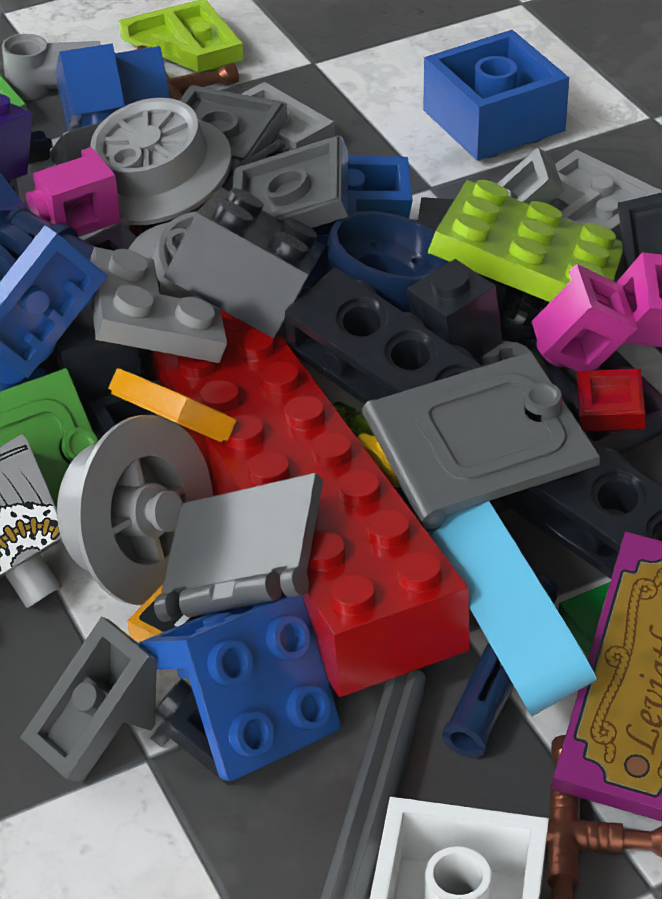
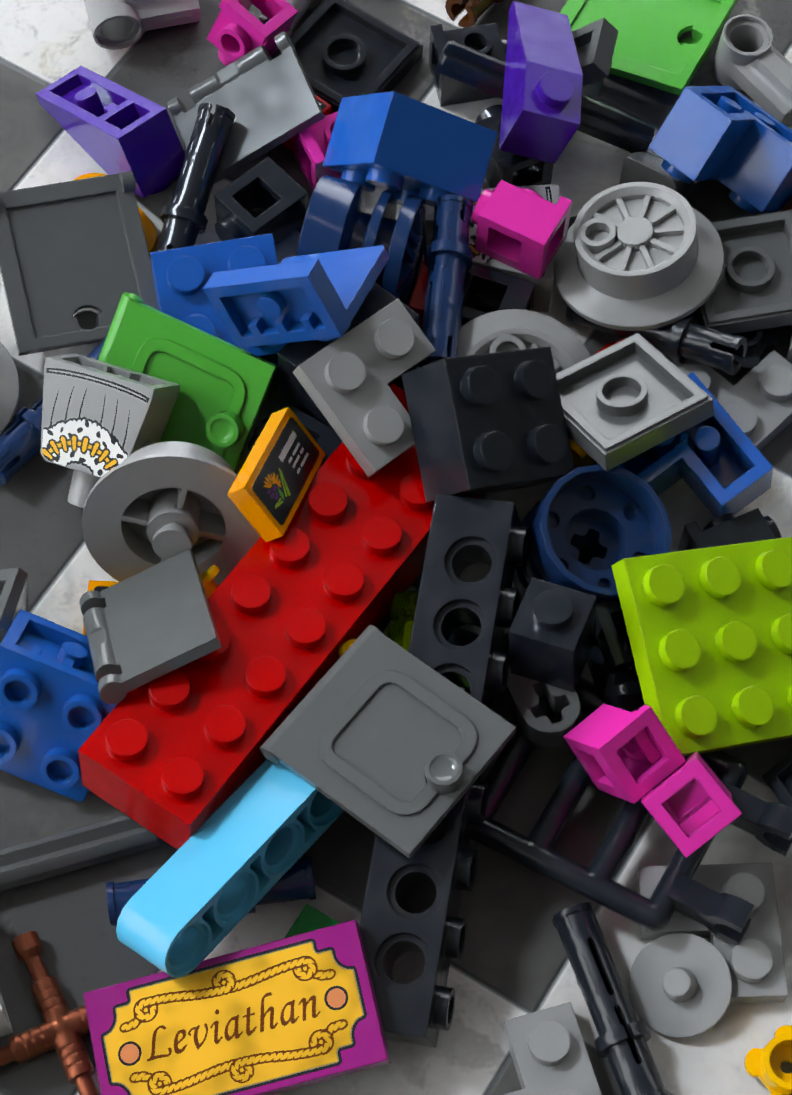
camera: 55 degrees right, 20 degrees up
(610, 400) = (566, 824): red tile -> none

